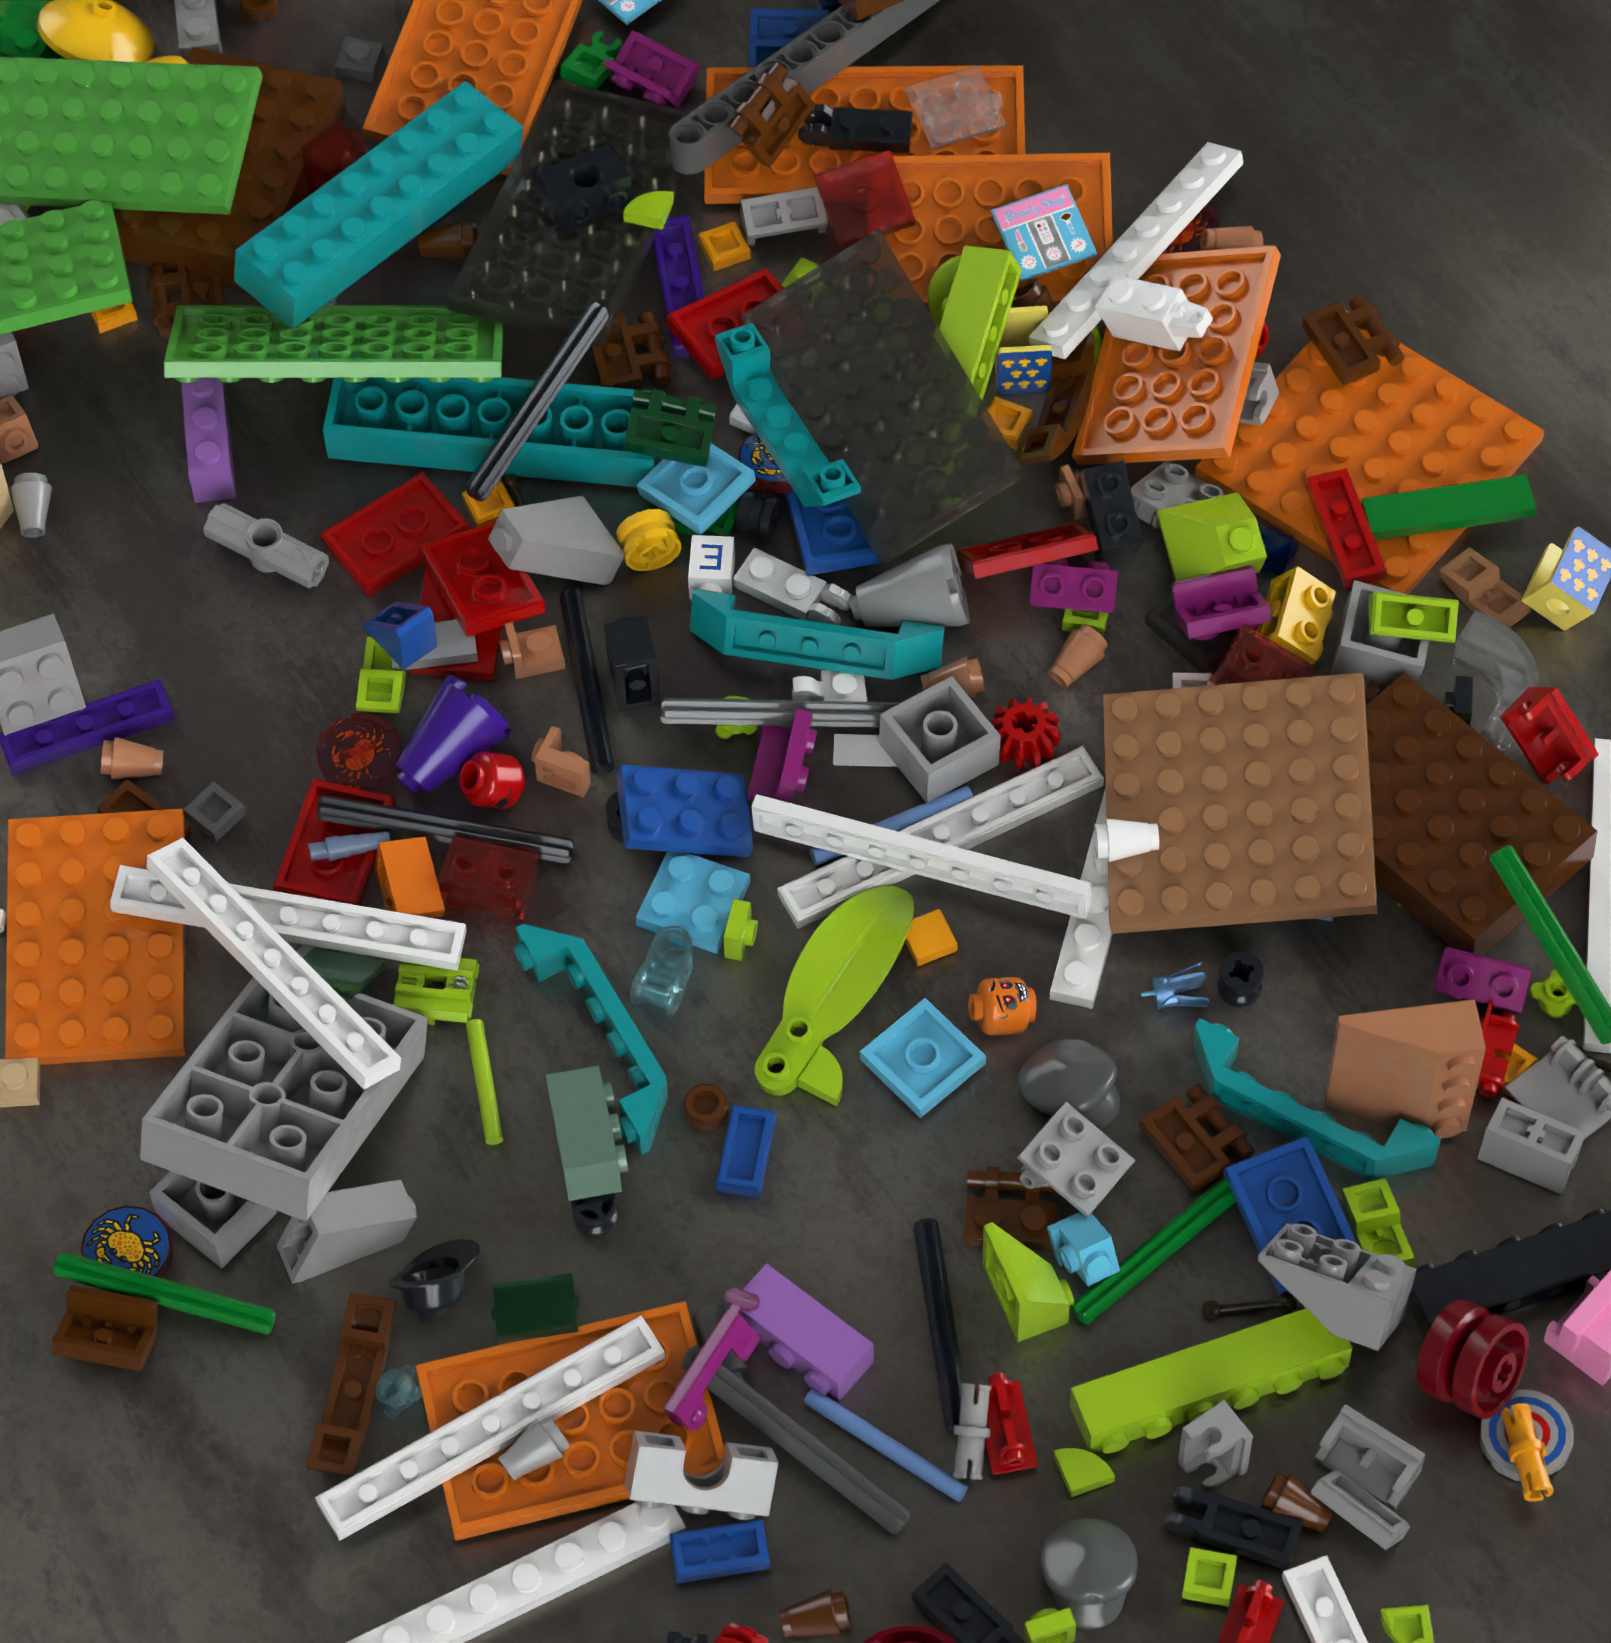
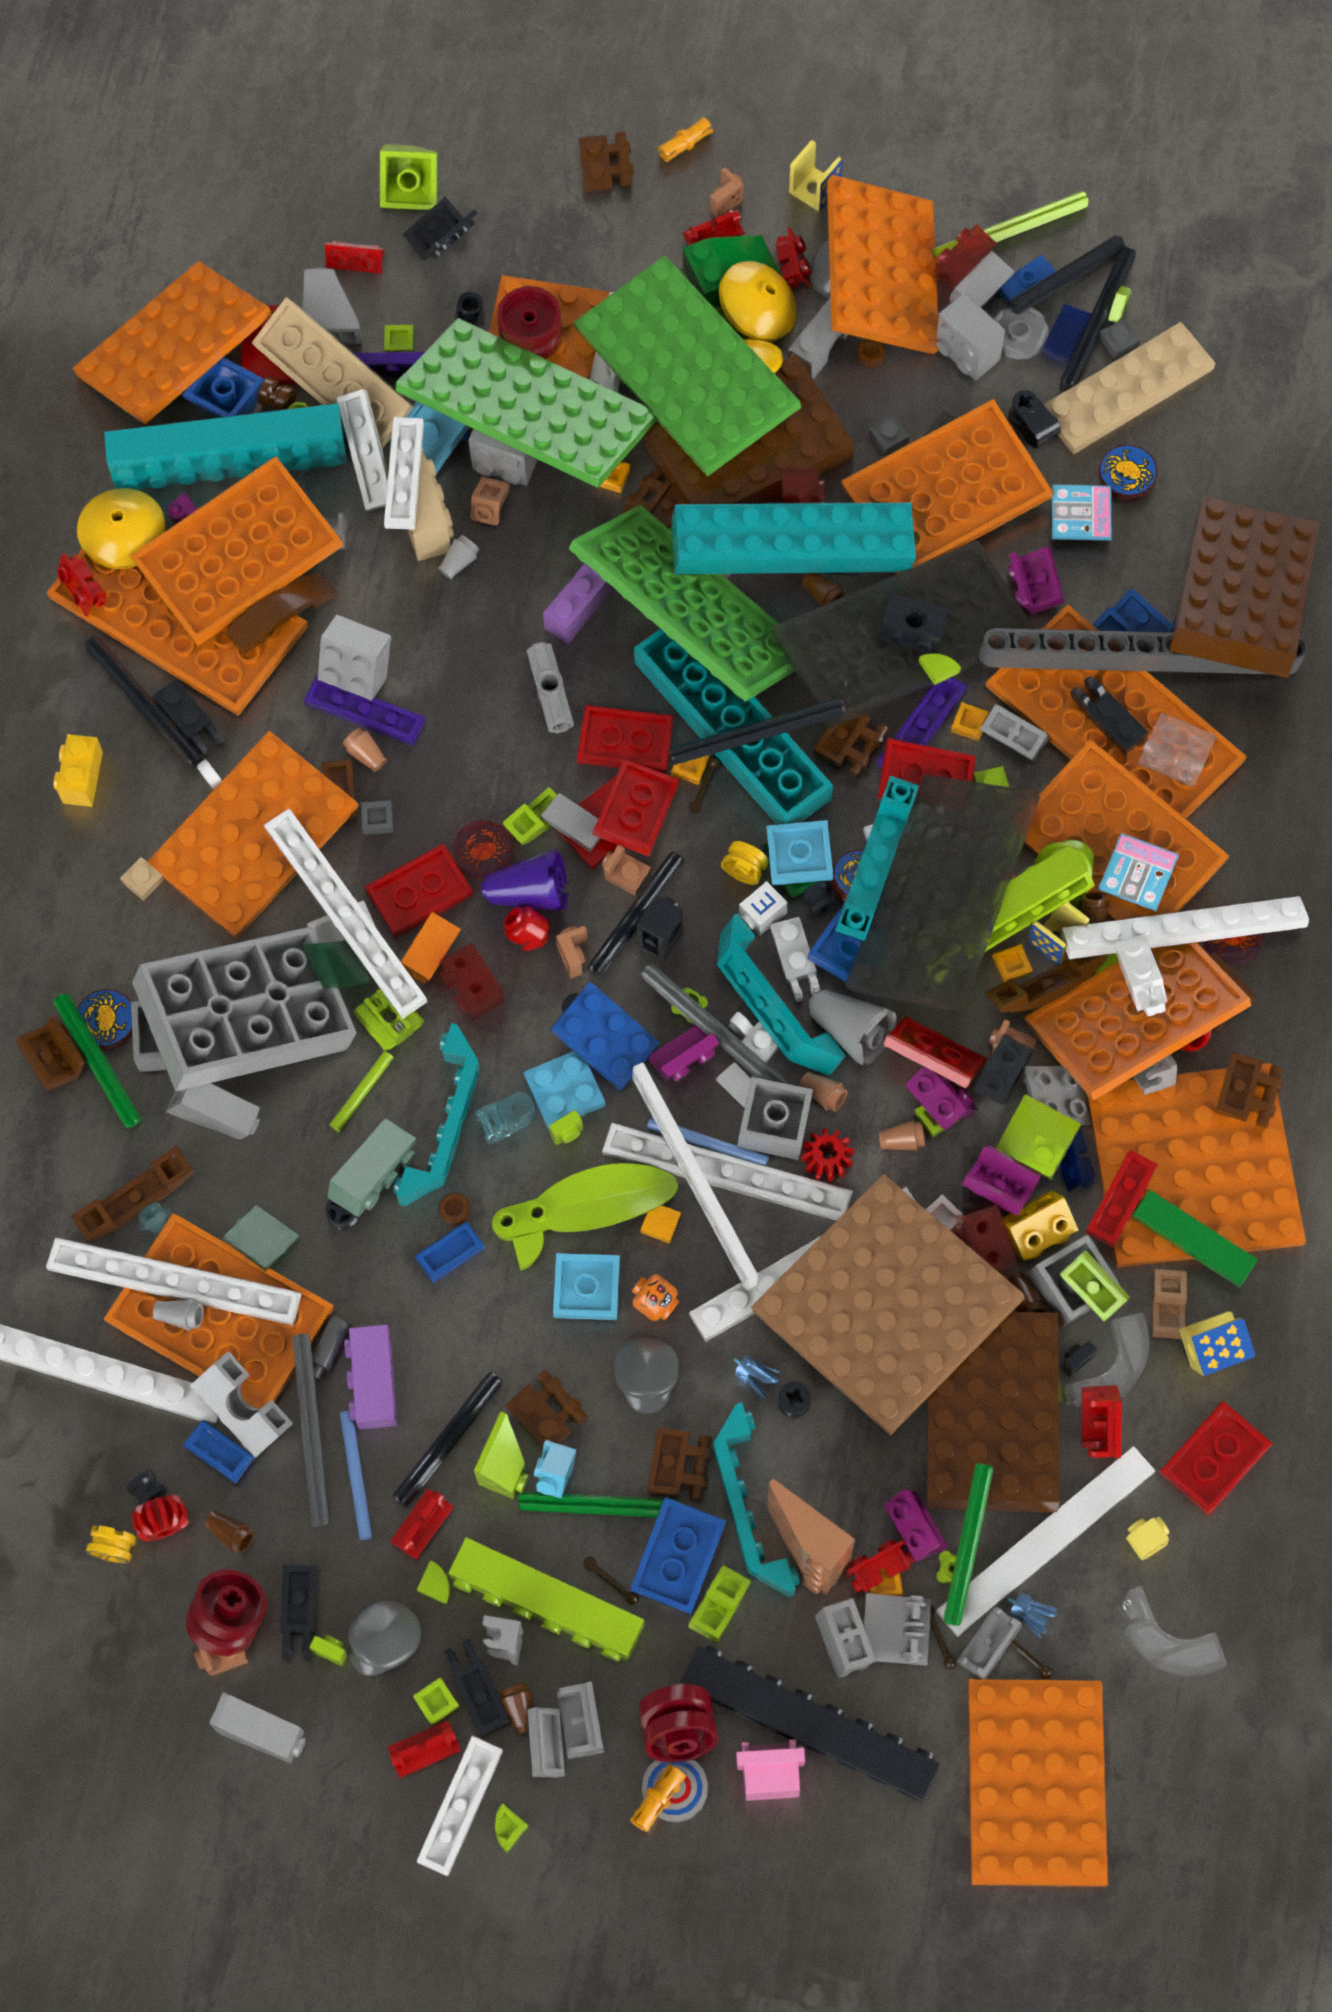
camera: 45 degrees right, 10 degrees up
(274, 963) = (300, 934): white plate -> none
(345, 846) = (418, 897): sand blue animal -> none
(404, 632) = (559, 802): blue slope -> none
(436, 1278) = (226, 1175): black piece -> none
(441, 827) = (478, 933): black axle -> none
(557, 540) = (694, 820): light grey slope -> none
(586, 63) = (1006, 542): green plate -> none
(667, 435) = (805, 815): dark green plate -> none
(731, 1334) = (326, 1345): magenta piece -> none
(778, 121) = (1062, 674): reddish brown plate -> none
(864, 198) = (1062, 763): clear red tile -> none
(972, 1431) = (398, 1510): light grey pin -> none
(1074, 1160) = (596, 1418): light grey hinge -> none
(1124, 839) = (800, 1267): white cone -> none
(1230, 238) = (1249, 970): nougat cone -> none
(1341, 1284) = (651, 1616): light grey slope -> none

